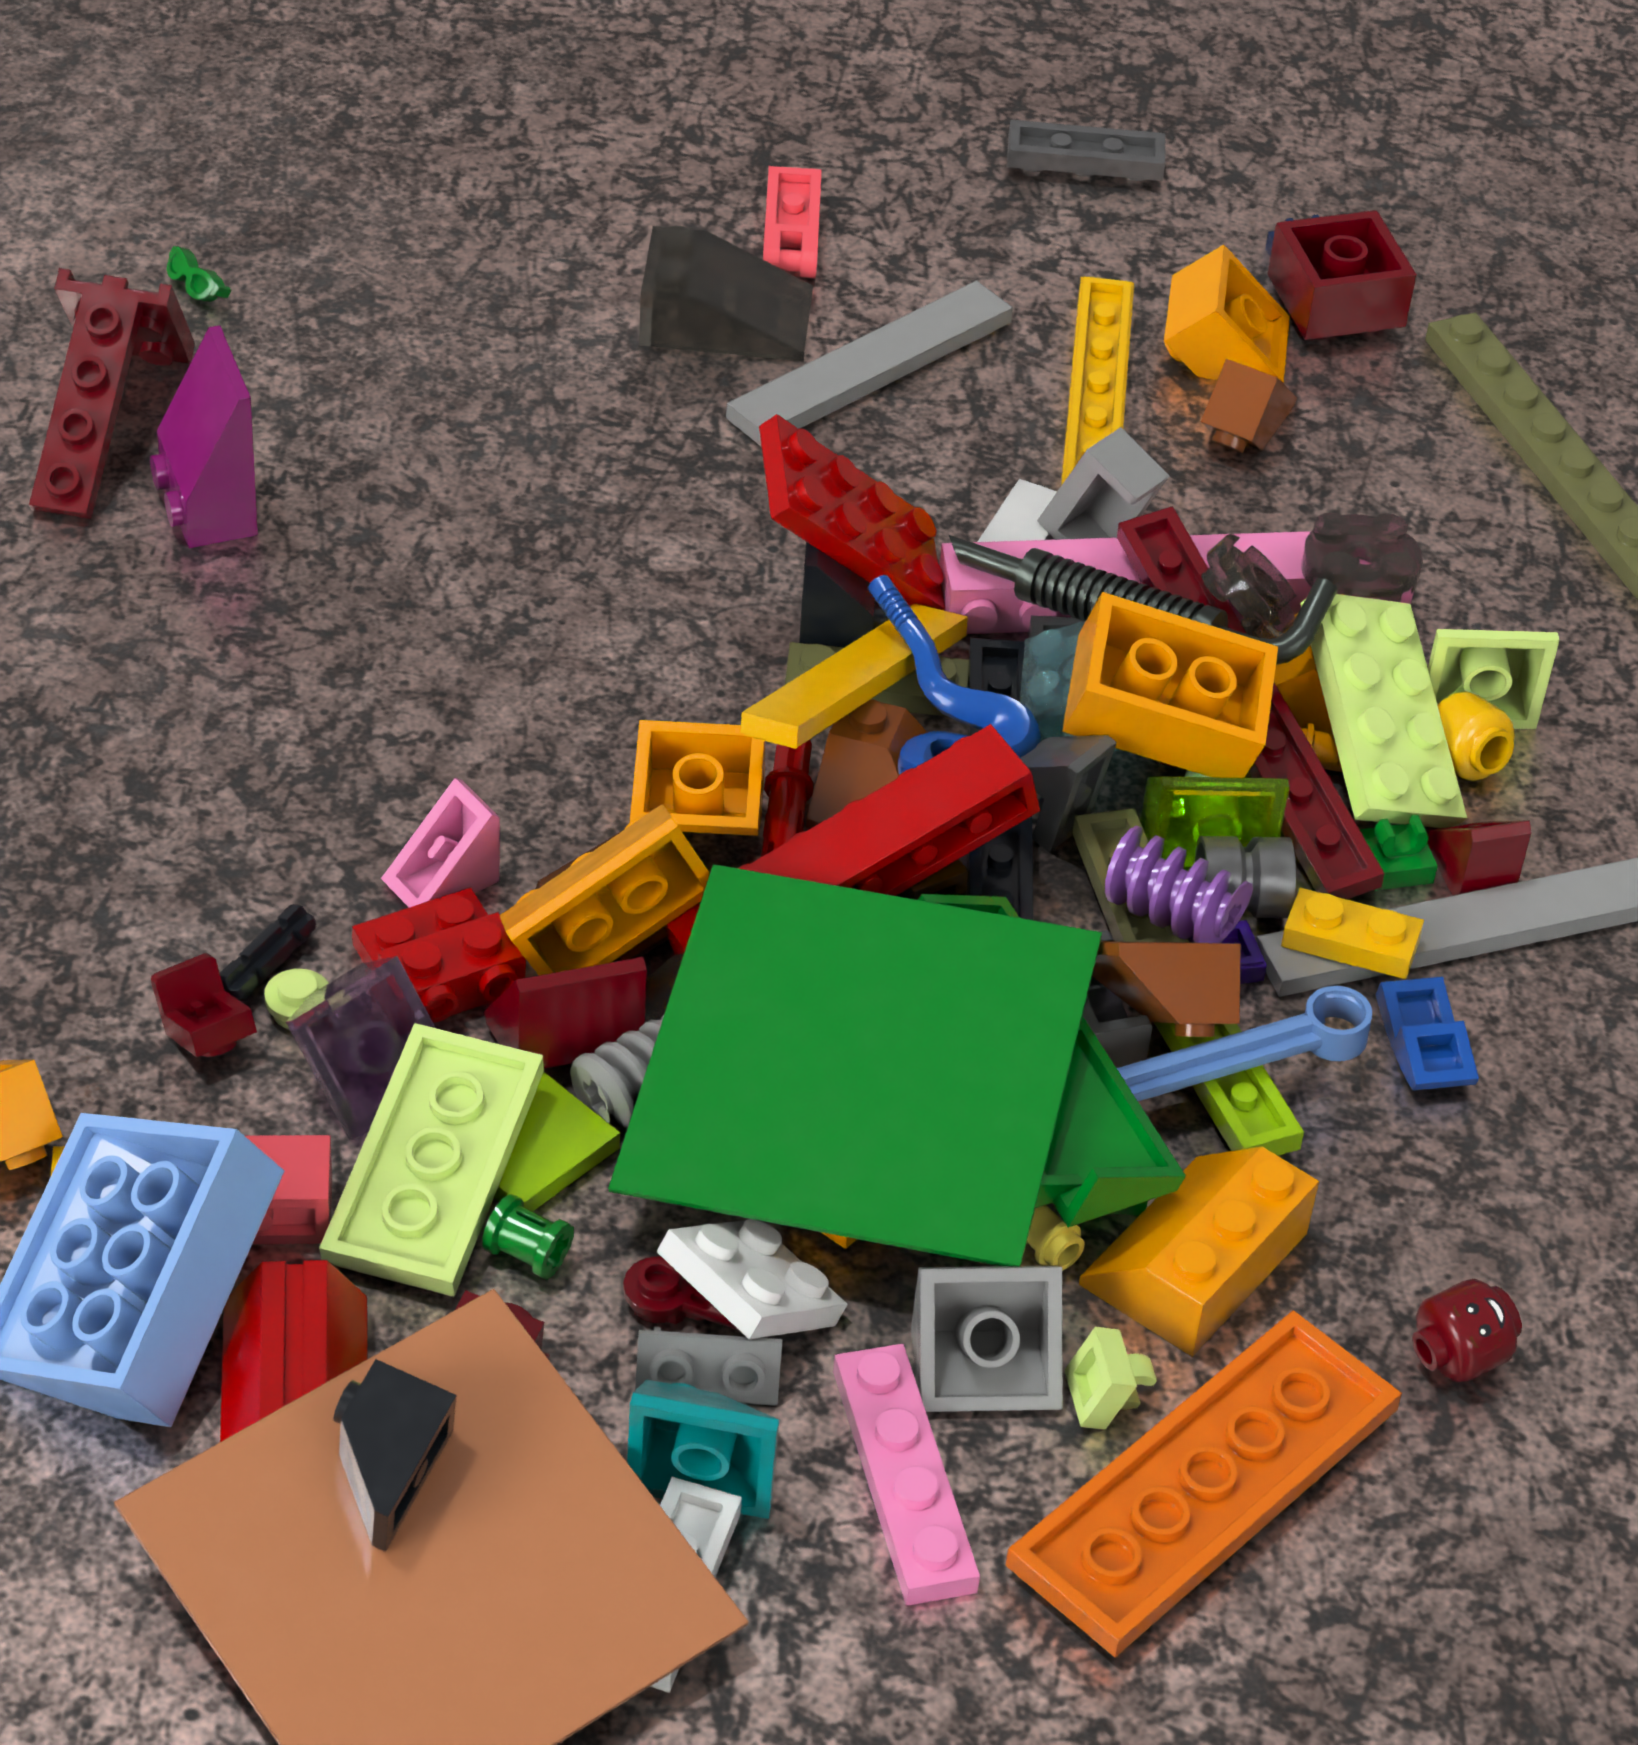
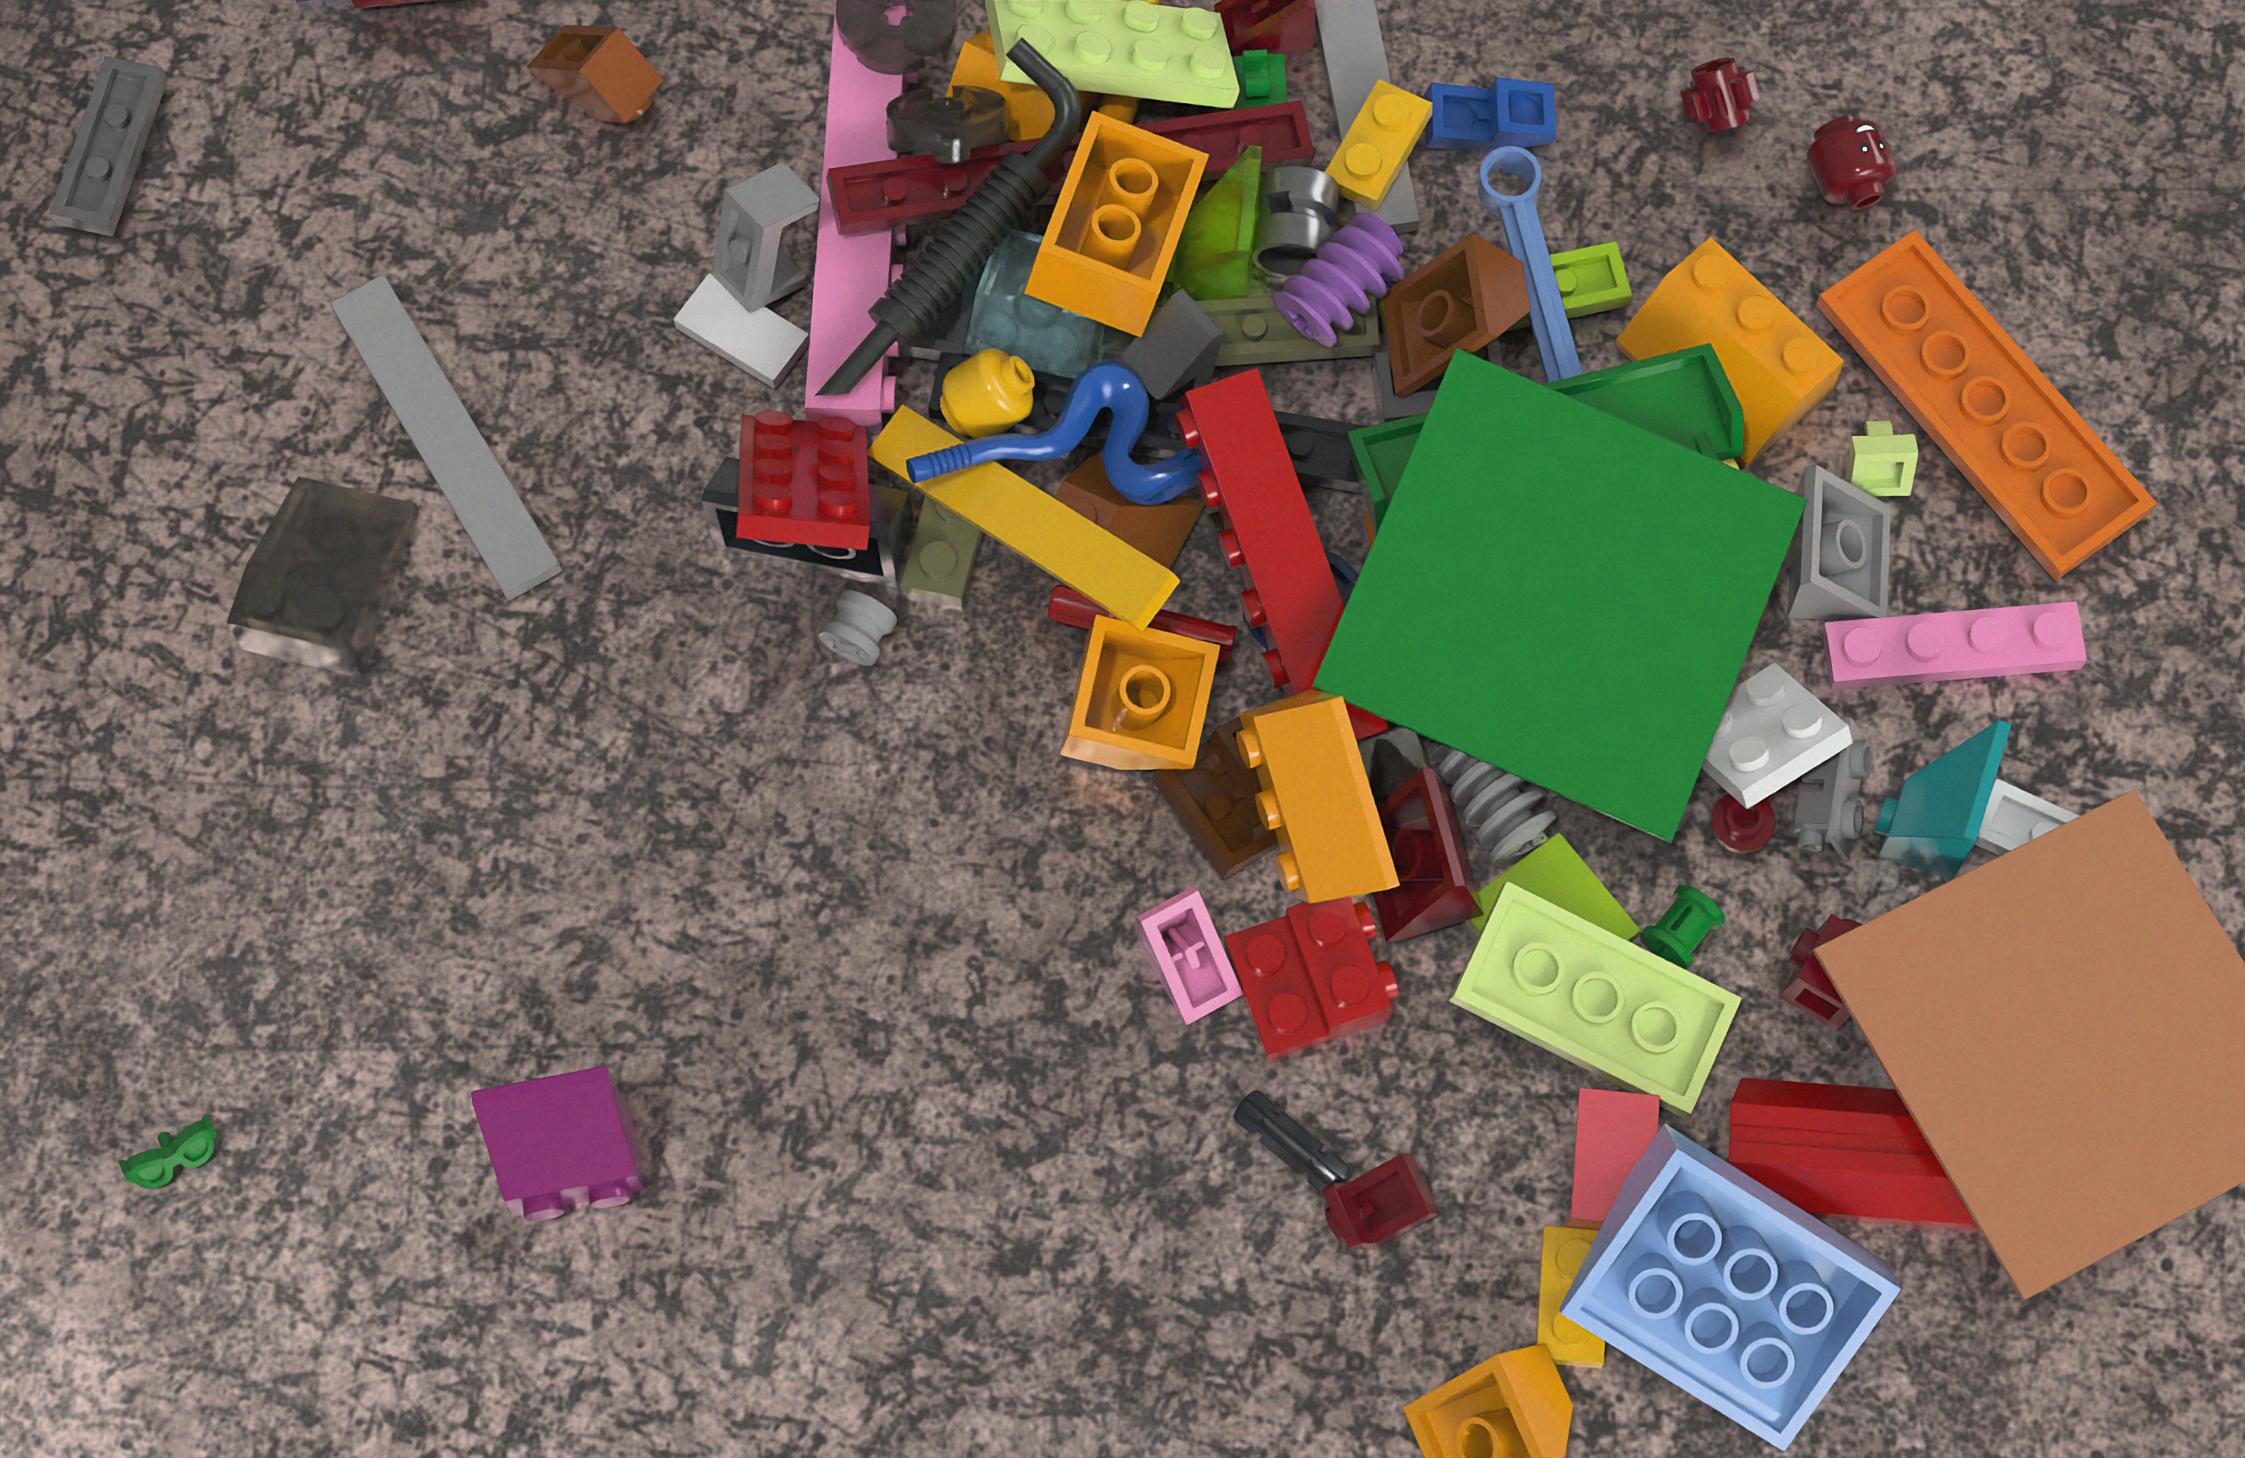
camera: 75 degrees left, 25 degrees up
(107, 330) = (325, 1225): dark red bracket -> none
(289, 990) = (1353, 1115): yellowish green plate -> none
(356, 1036) = (1433, 1052): clear purple slope -> none
(390, 1443) = (2001, 1050): black slope -> none
(738, 614) = (858, 627): none -> light grey wheel
(792, 219) = (185, 479): coral plate -> none
(981, 646) = (987, 394): none -> yellow head
(1098, 365) = (520, 215): yellow tile -> none
(1224, 314) = (452, 67): light orange slope -> none
(1510, 1210) = (1720, 94): none -> dark red gear

